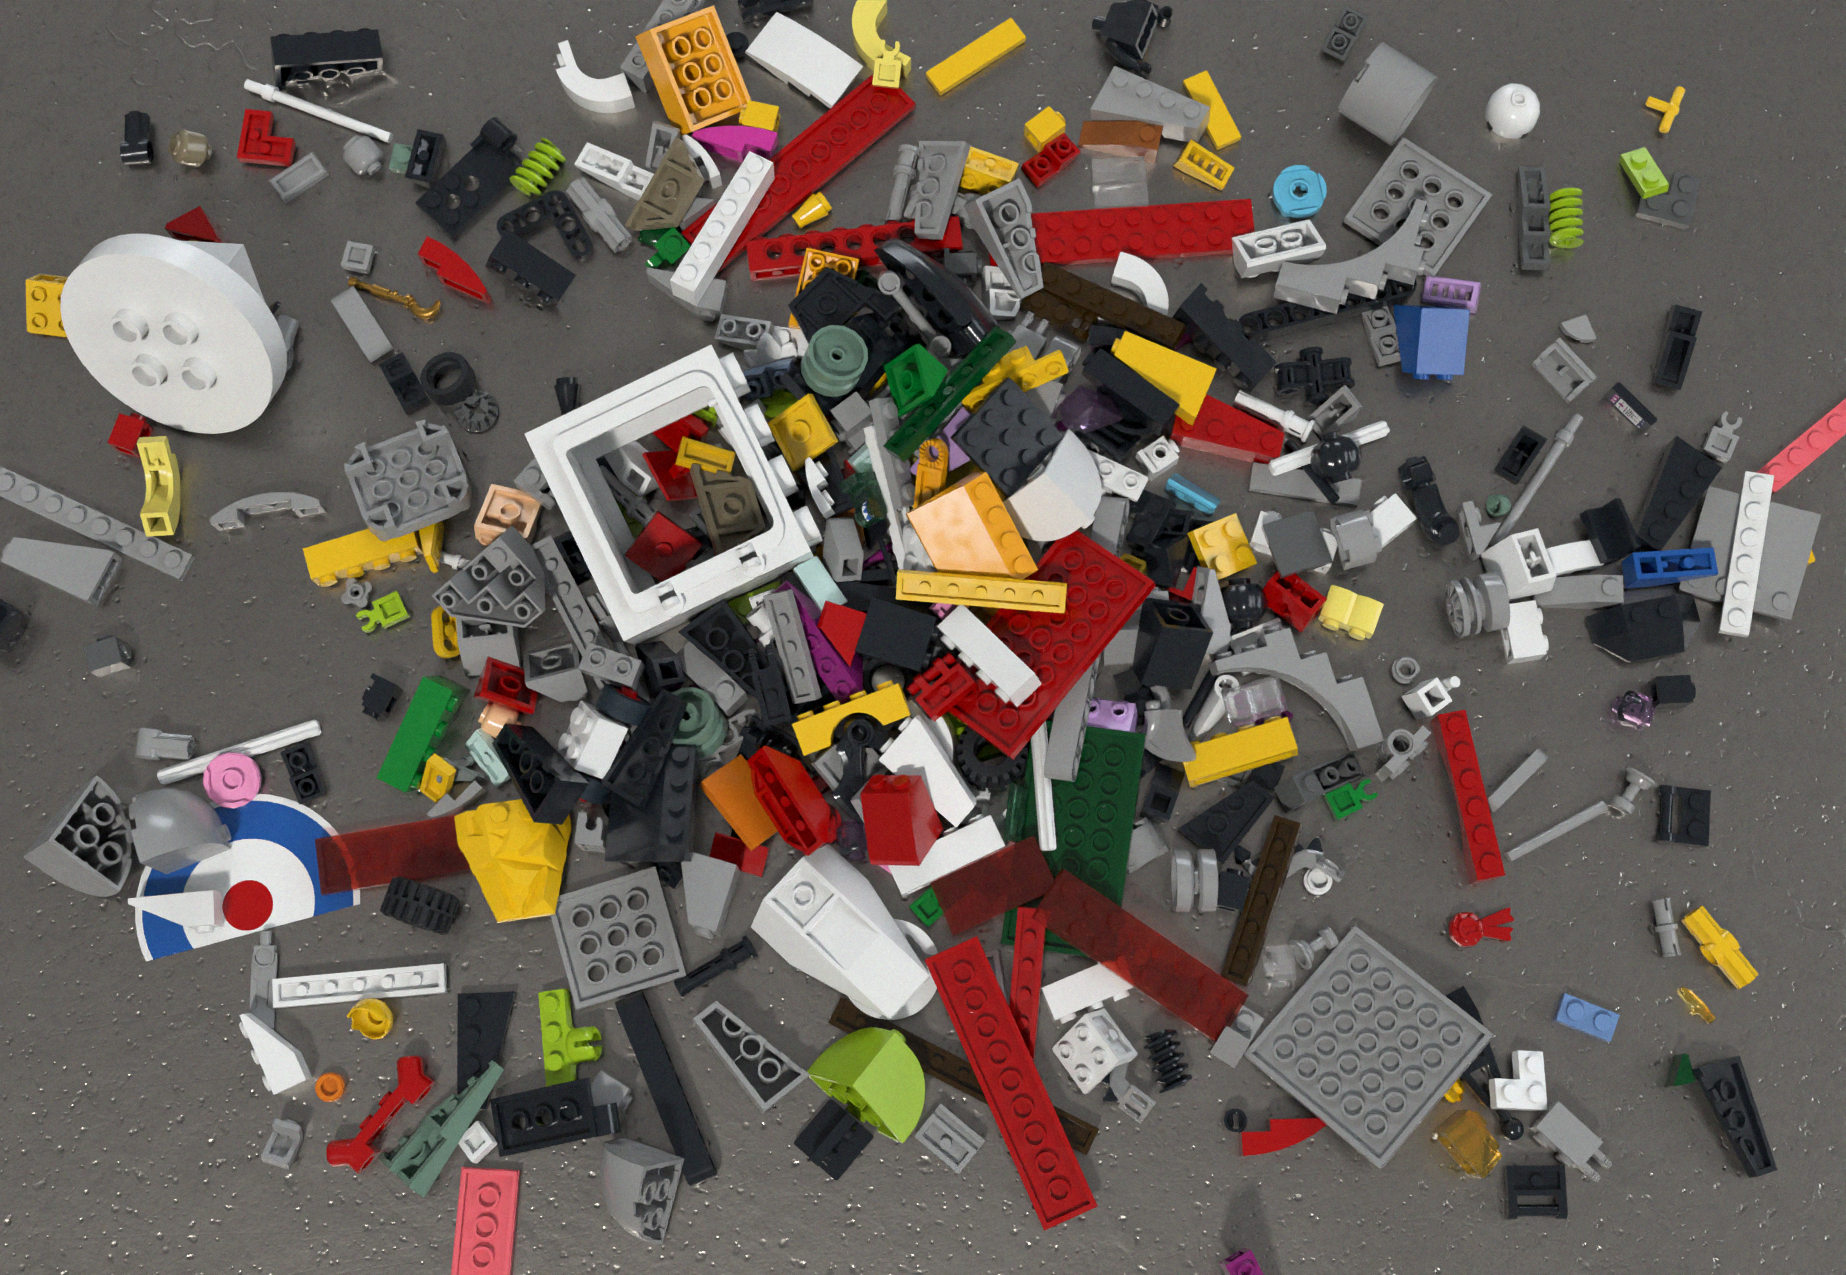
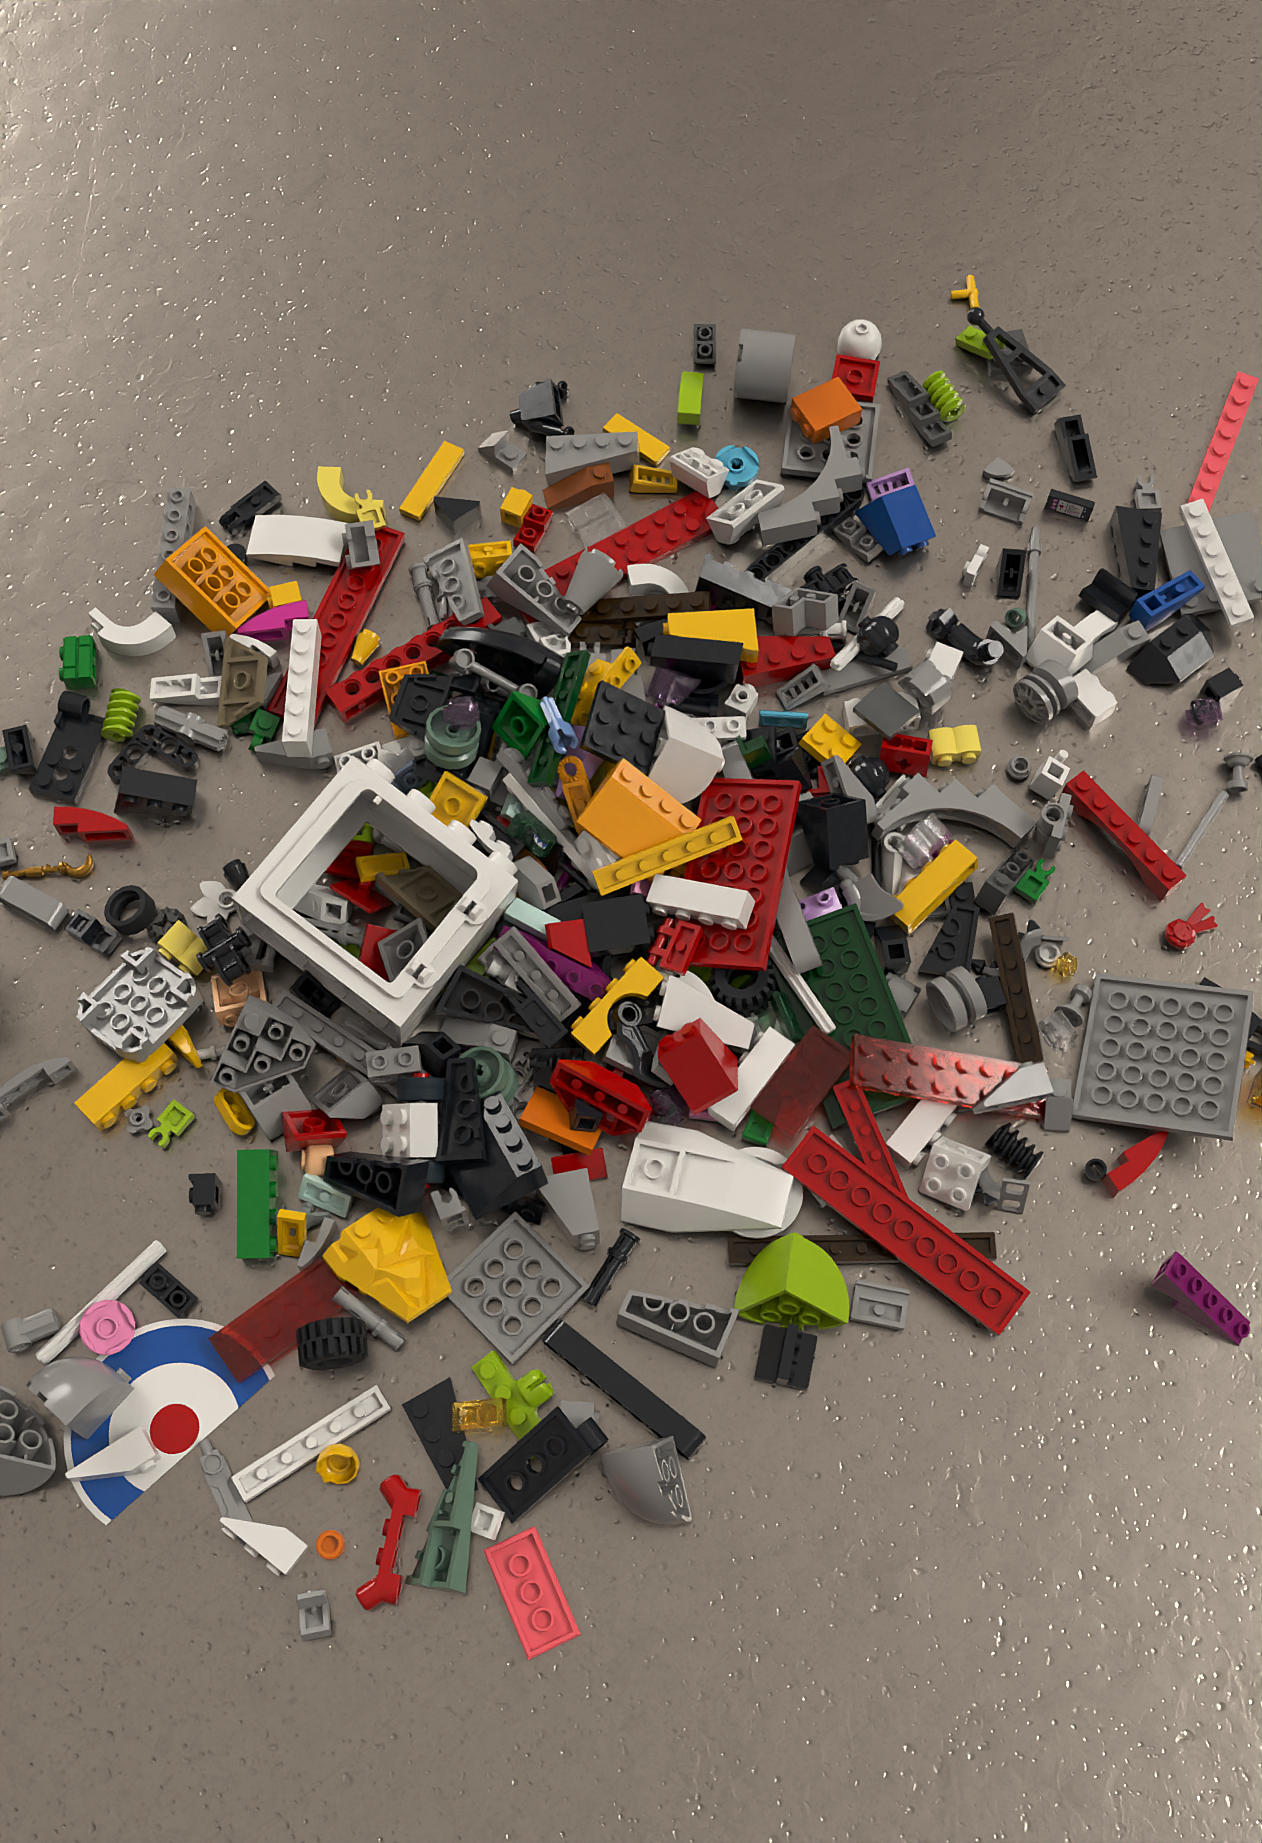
camera: 30 degrees left, 10 degrees down
(467, 898) = (376, 1324): none -> light grey pin
(480, 446) = (182, 946): none -> light yellow brick
(511, 468) = (224, 949): none -> black axle
(519, 1043) = (479, 1415): none -> clear yellow slope
(525, 91) = (79, 662): none -> green brick
(530, 409) = (213, 901): none -> white plate
(675, 555) = (401, 947): none -> light grey slope
(763, 811) = (584, 1117): none -> black slope
(851, 344) = (461, 713): none -> clear purple head
(862, 100) = (362, 545): none -> light grey cylinder
(938, 414) = (560, 732): none -> medium blue piece
(981, 107) = (457, 513): none -> black slope
(1065, 58) = (502, 451): none -> light grey slope
(1069, 254) = (590, 581): none -> light grey cone
(1136, 519) = (754, 751): none -> dark green panel
(1203, 1002) = (1023, 1086): none -> slope
(1248, 472) = (813, 690): none -> light grey slope
(1254, 181) = (699, 471): none -> white slope
(1272, 390) = (804, 608): none -> light grey brick
(1294, 89) = (690, 398): none -> lime slope
(1330, 901) = (1067, 964): none -> clear yellow plate
(1425, 174) = (825, 407): none -> orange brick
(1482, 429) = (972, 568): none -> white plate
(1483, 149) = (857, 375): none -> red plate
(1678, 261) = (1042, 389): none -> black plate

